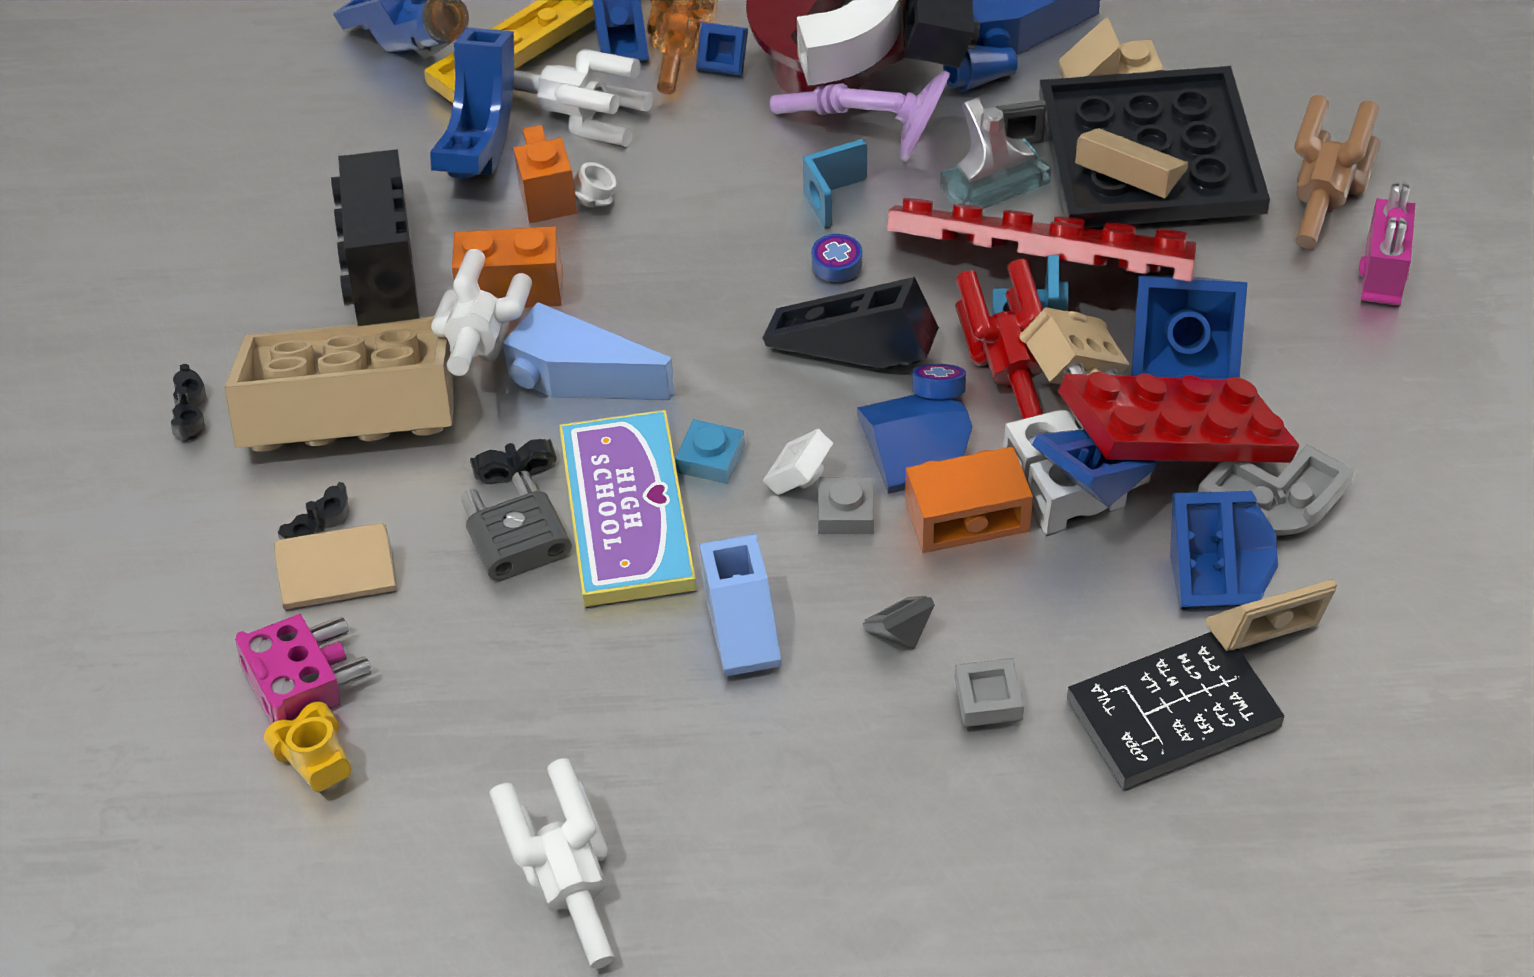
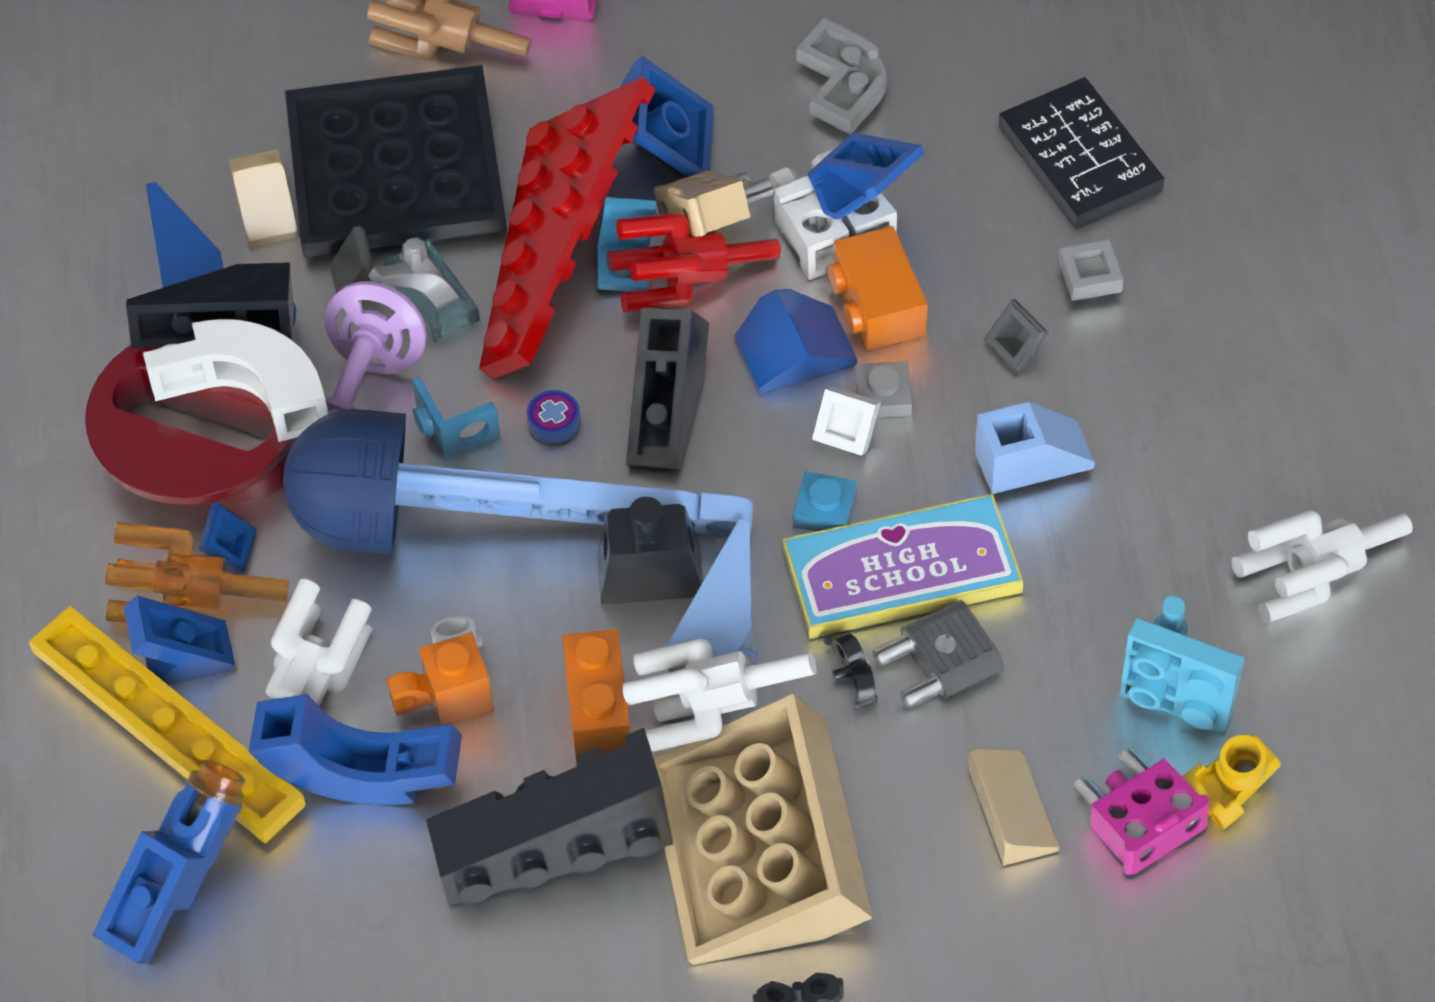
camera: 95 degrees left, 5 degrees up
(325, 512) = (937, 834): black piece -> none
(422, 689) = (1179, 672): none -> medium azure plate
(649, 280) = (648, 554): none -> black torso
(739, 108) = (351, 478): none -> piece
(939, 381) = (730, 318): blue tile -> none
(1129, 161) = (439, 162): tan slope -> none
(1177, 418) = (794, 121): red plate -> none
(1221, 549) = (922, 116): blue slope -> none
(1272, 616) = (987, 76): tan slope -> none

